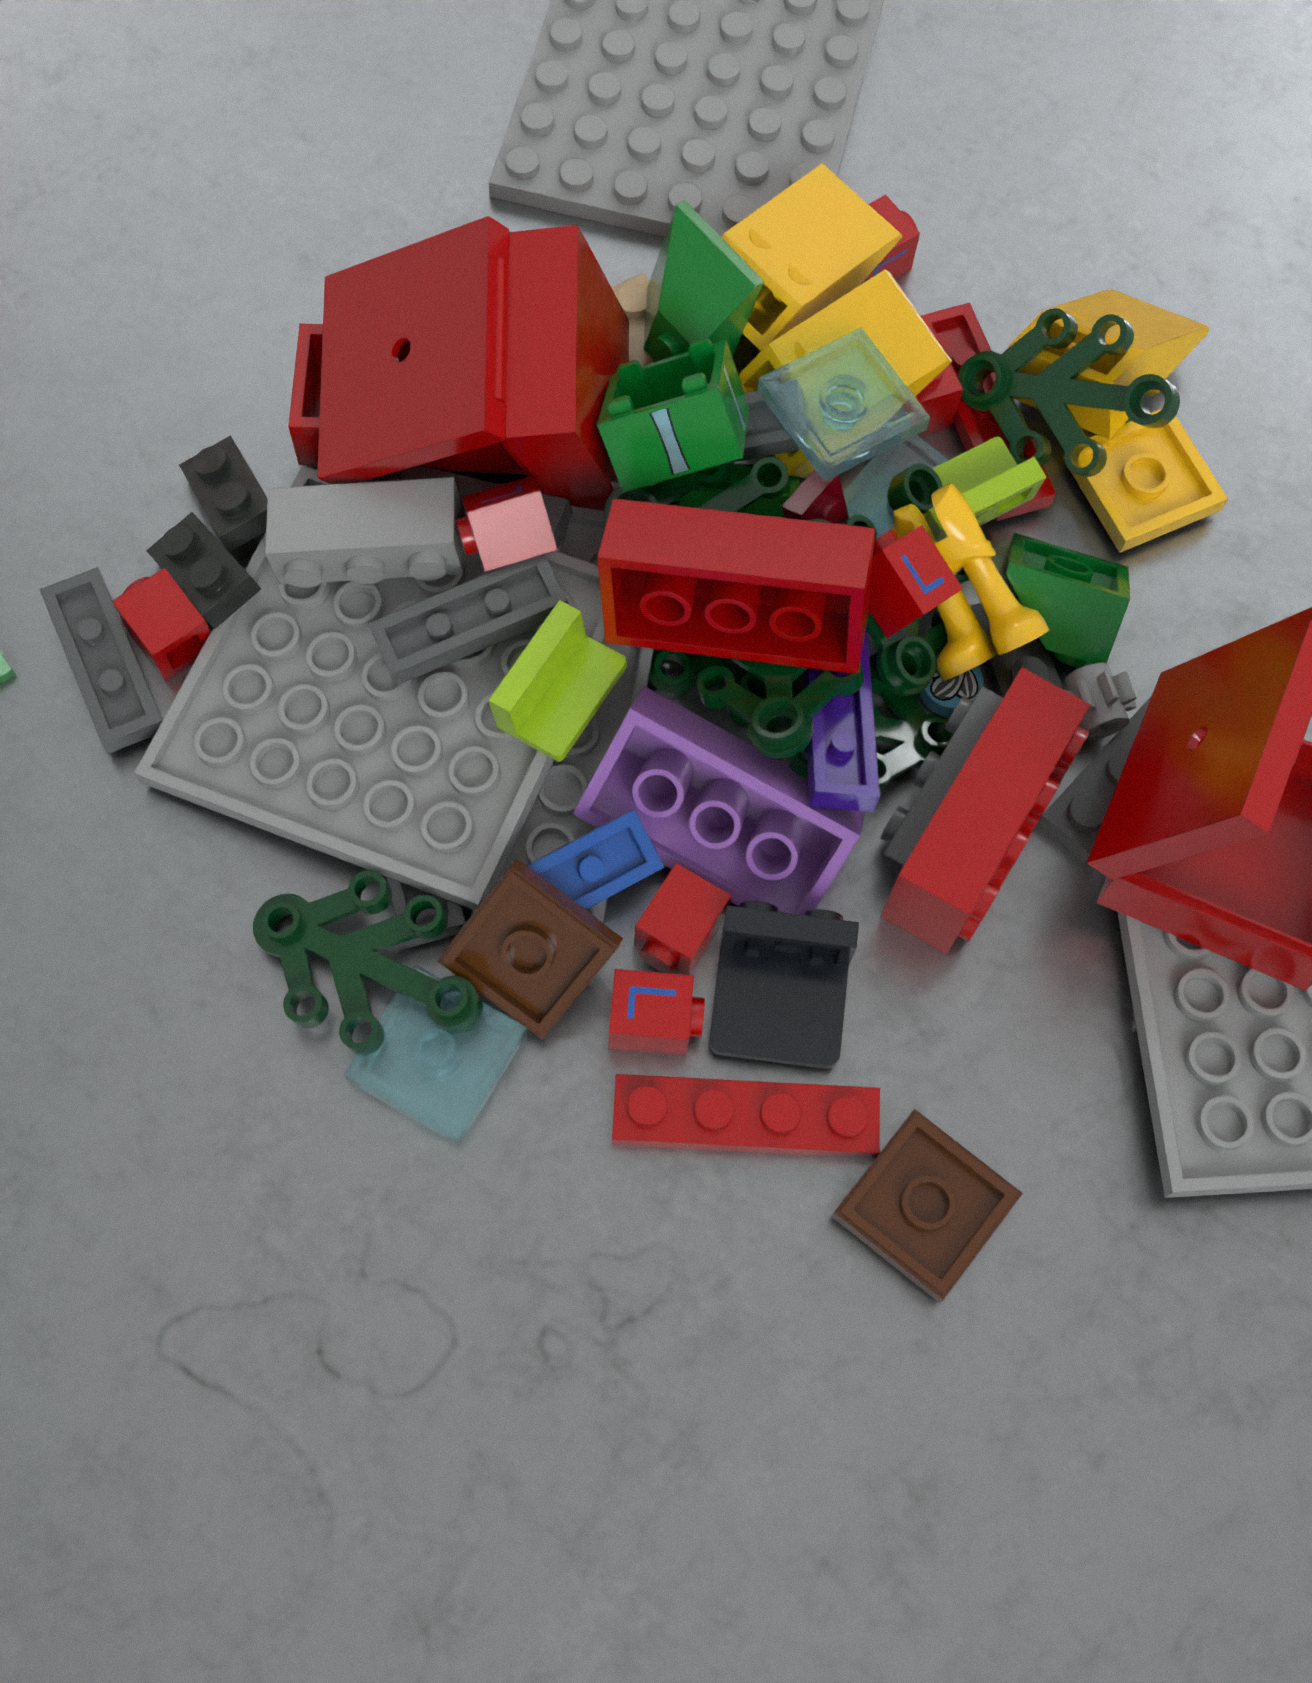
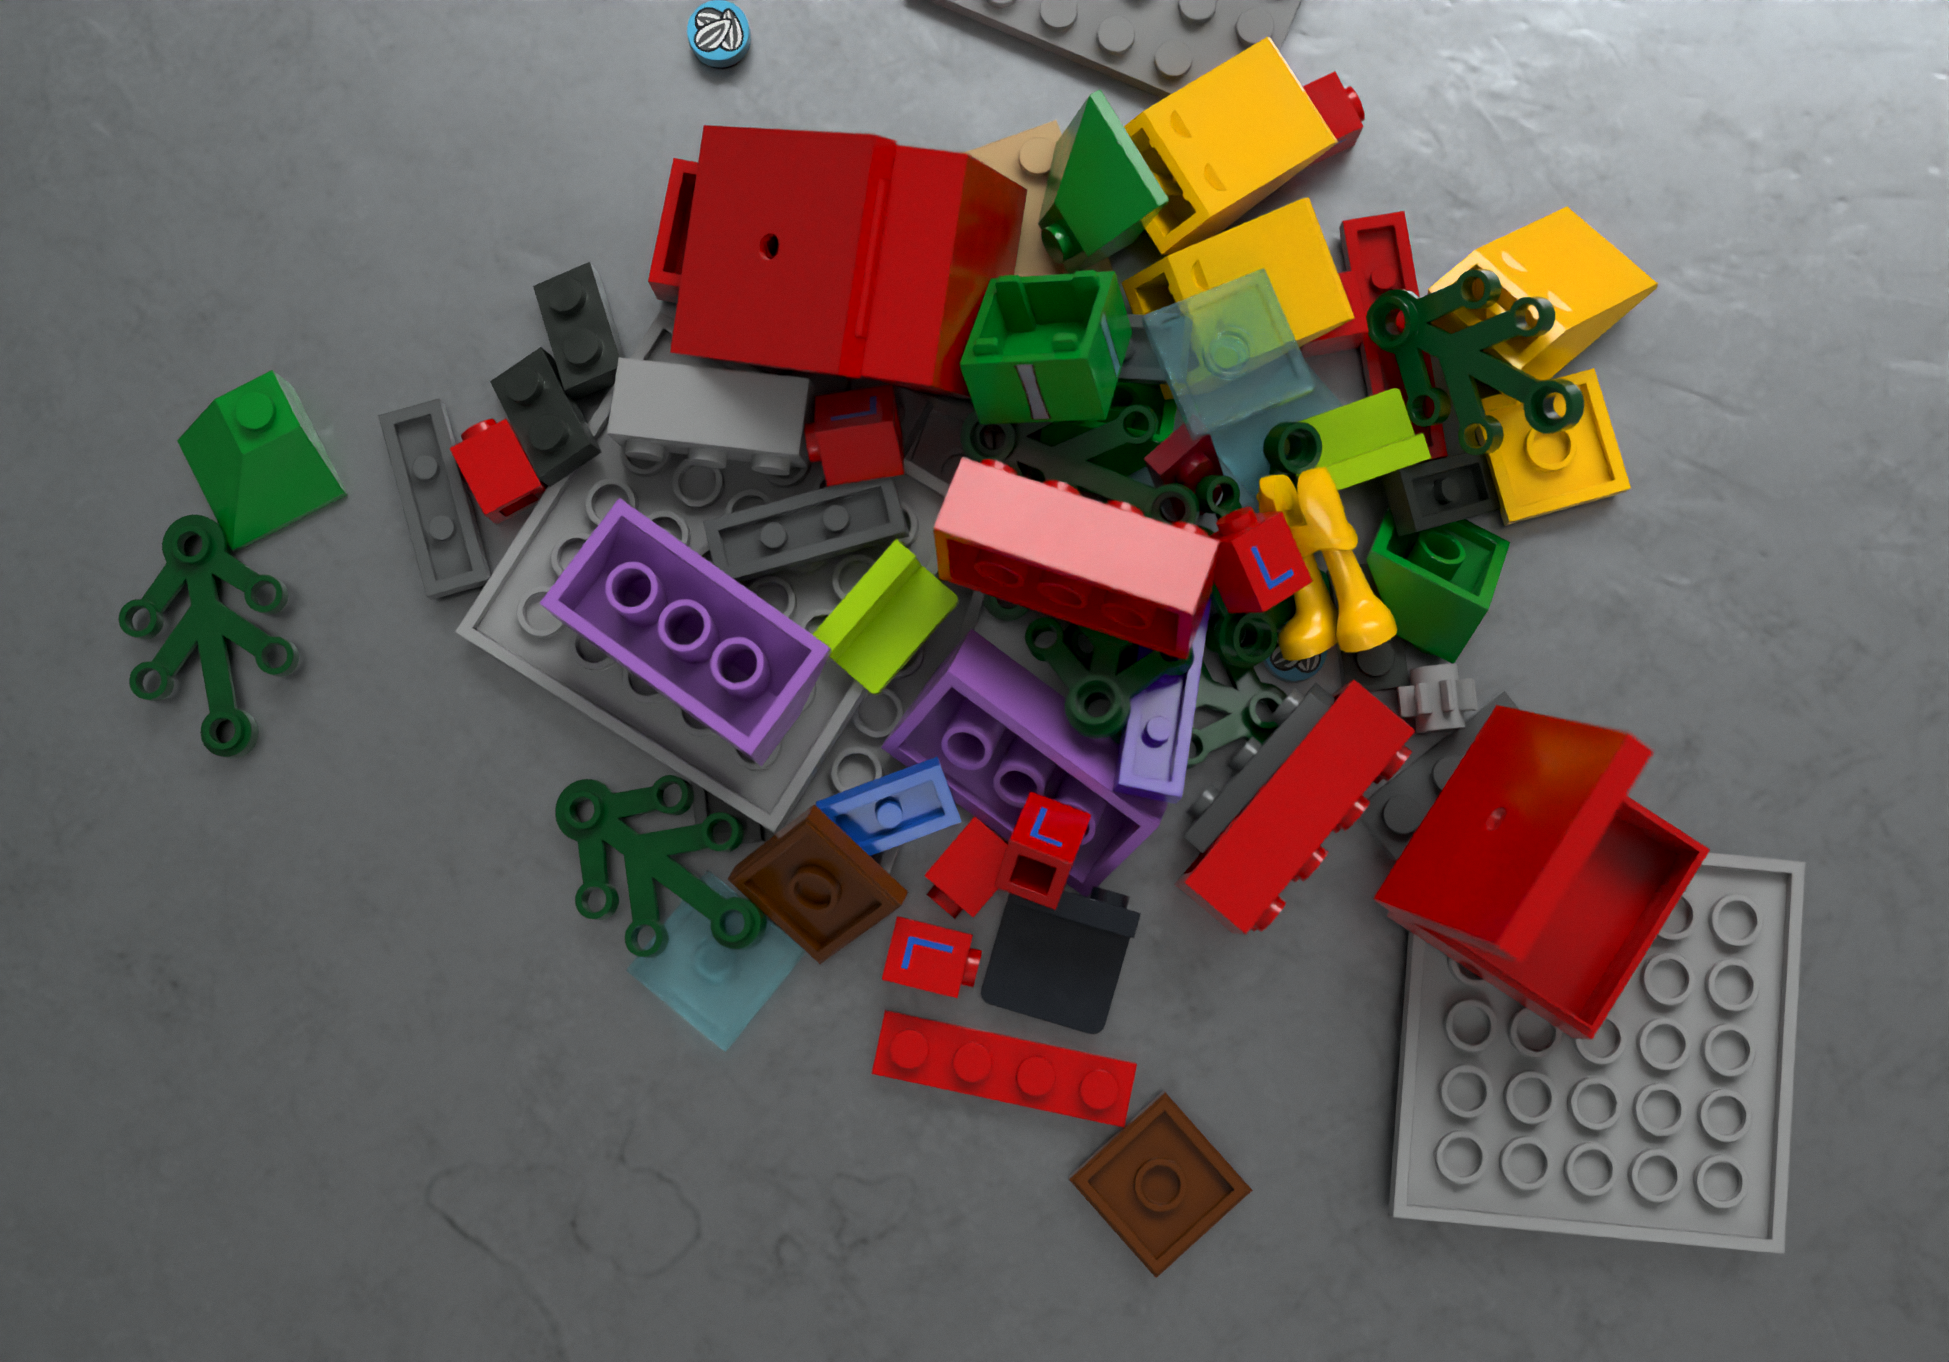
camera: 15 degrees right, 15 degrees up
(327, 244) = (719, 33): none -> tile
(367, 718) = (688, 631): none -> medium lavender slope
(750, 872) = (1042, 850): none -> red brick
(1056, 520) = (1440, 492): none -> pearl dark grey plate

